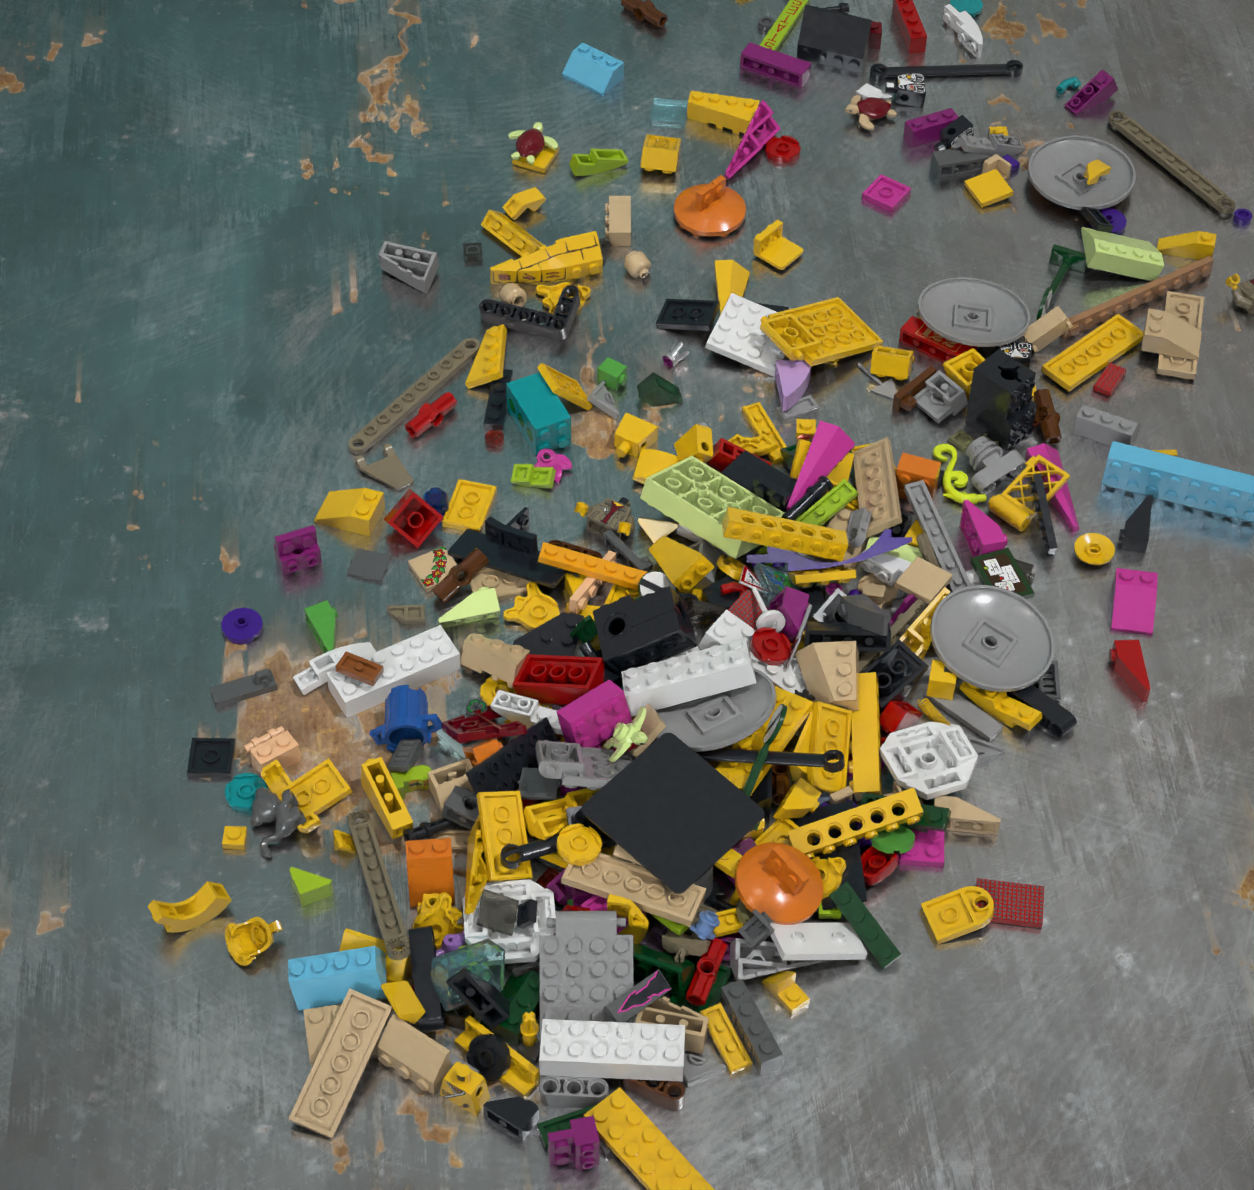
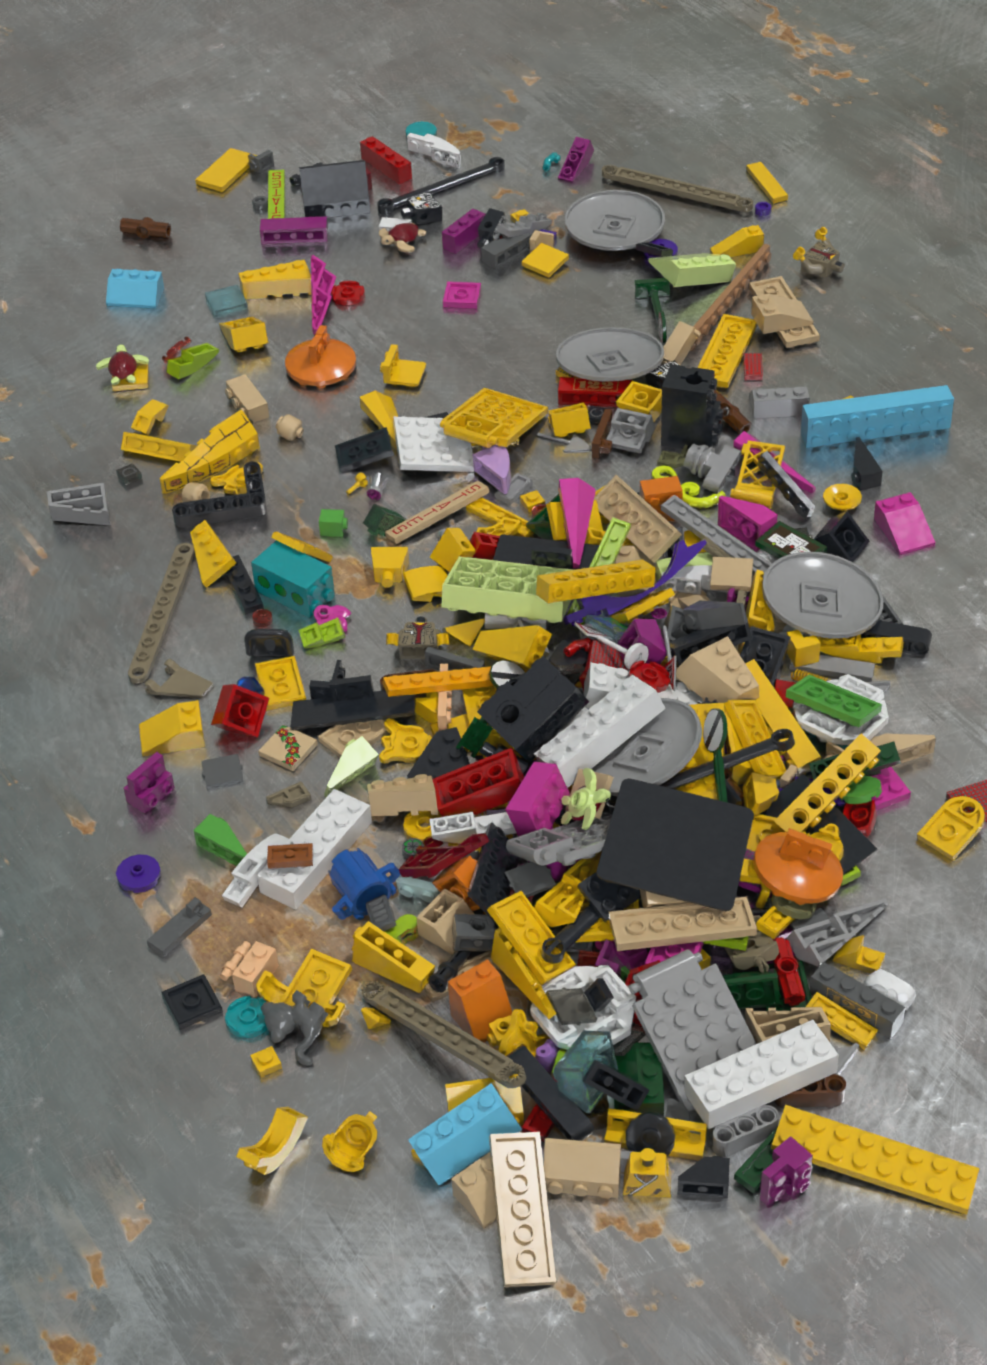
camera: 25 degrees left, 5 degrees down
(310, 886) = (370, 1070): lime slope -> none
(403, 1001) = (545, 1122): yellow slope -> none
(430, 415) = (190, 621): red piece -> none
(450, 584) = (316, 750): reddish brown piece -> none
(482, 465) = (269, 642): none -> black piece
(529, 1029) = (672, 1093): yellow axle -> none
(579, 844) = (612, 909): yellow tile -> none
(586, 146) = (175, 350): none -> clear red tile
(603, 399) = (340, 547): light grey tile -> none
(627, 909) = (694, 944): yellow slope -> none
(638, 997) = (751, 1018): tile -> none
(667, 344) = (360, 481): none -> yellow hand
(706, 925) = (765, 928): medium blue brick -> none
(711, 403) = (437, 512): none -> tan tile
(730, 566) = (563, 633): yellow tile -> none
(757, 929) = (809, 911): dark grey bracket -> none
(785, 1033) = (891, 987): none -> white piece
(813, 494) = (593, 538): black pin -> none
(818, 941) = (860, 901): white plate -> none
(858, 527) = (643, 550): light grey piece -> none
(865, 925) = (889, 870): dark green plate -> none
(922, 364) = (595, 414): none -> black tile
(924, 744) = (833, 701): none -> bright green plate
(1062, 590) = (843, 537): none -> black slope
(1095, 170) = (627, 213): yellow slope -> none
(1130, 665) = (942, 574): red slope -> none

